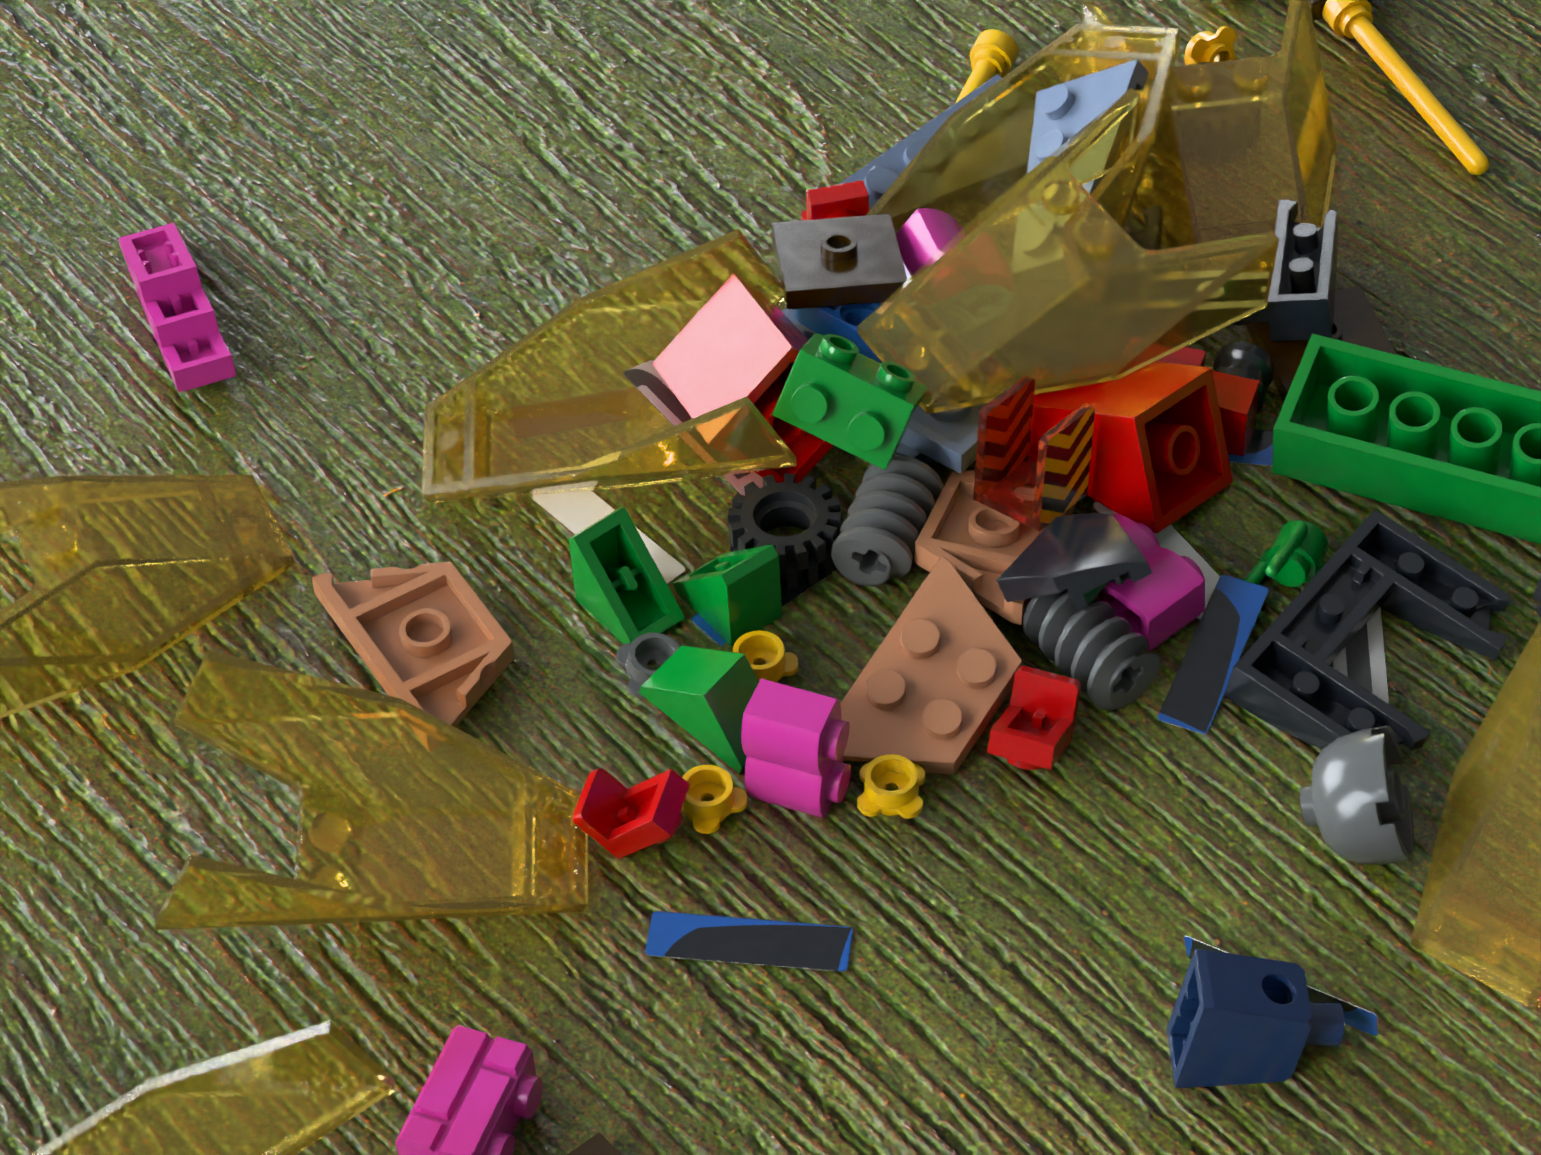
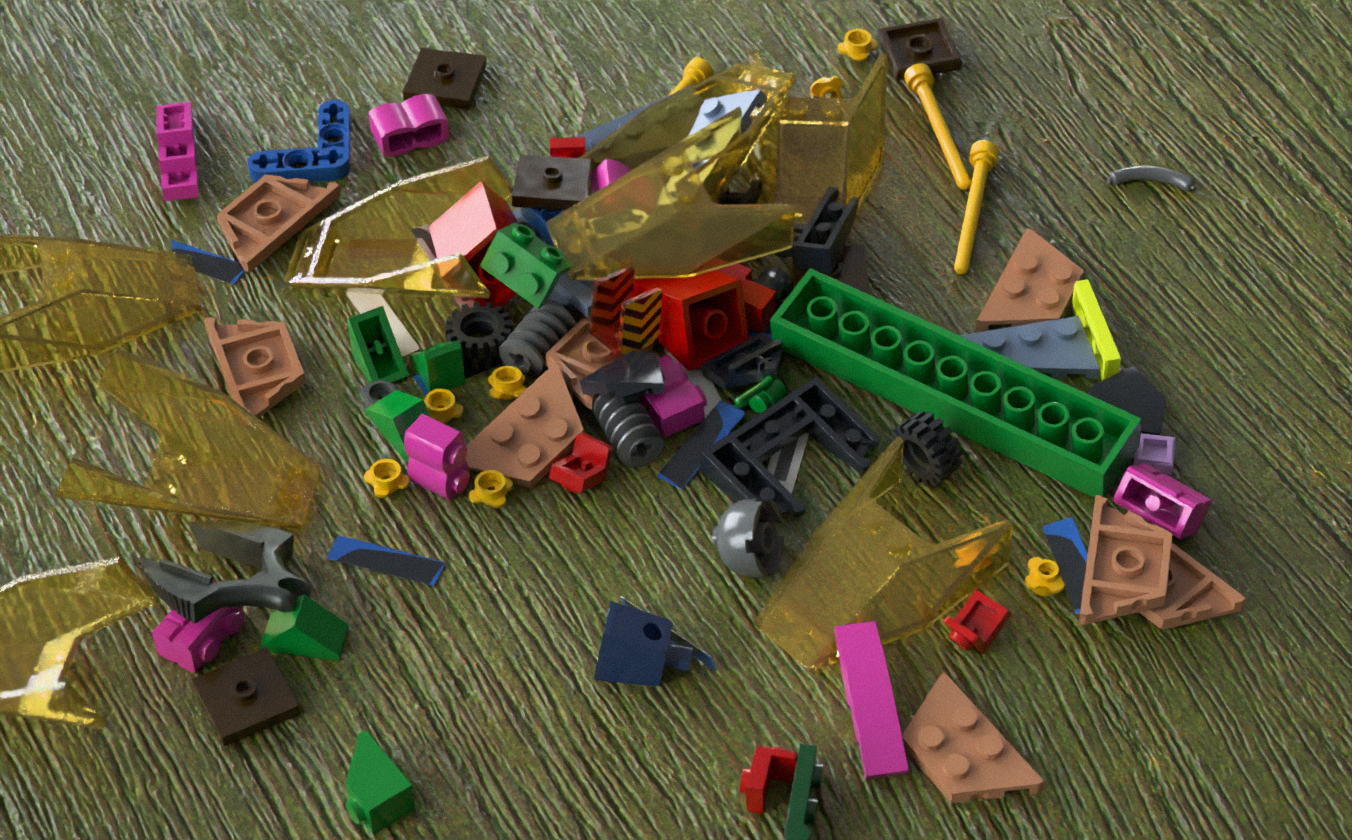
camera: 10 degrees right, 0 degrees up
(288, 484) = (211, 264): none -> black sticker
(368, 388) = (271, 215): none -> nougat wing
(423, 273) = (324, 154): none -> blue beam
(527, 954) = (195, 593): none -> pearl dark grey piece
(553, 206) = (409, 125): none -> dark pink brick
(583, 124) = (447, 75): none -> dark brown plate
(630, 817) = (336, 480): red bracket -> none
(653, 1090) = (306, 631): none -> green slope
(858, 603) = (506, 383): none -> yellow plate
(1245, 506) = (746, 362): none -> black slope
(1496, 121) = (982, 158): none -> yellow piece

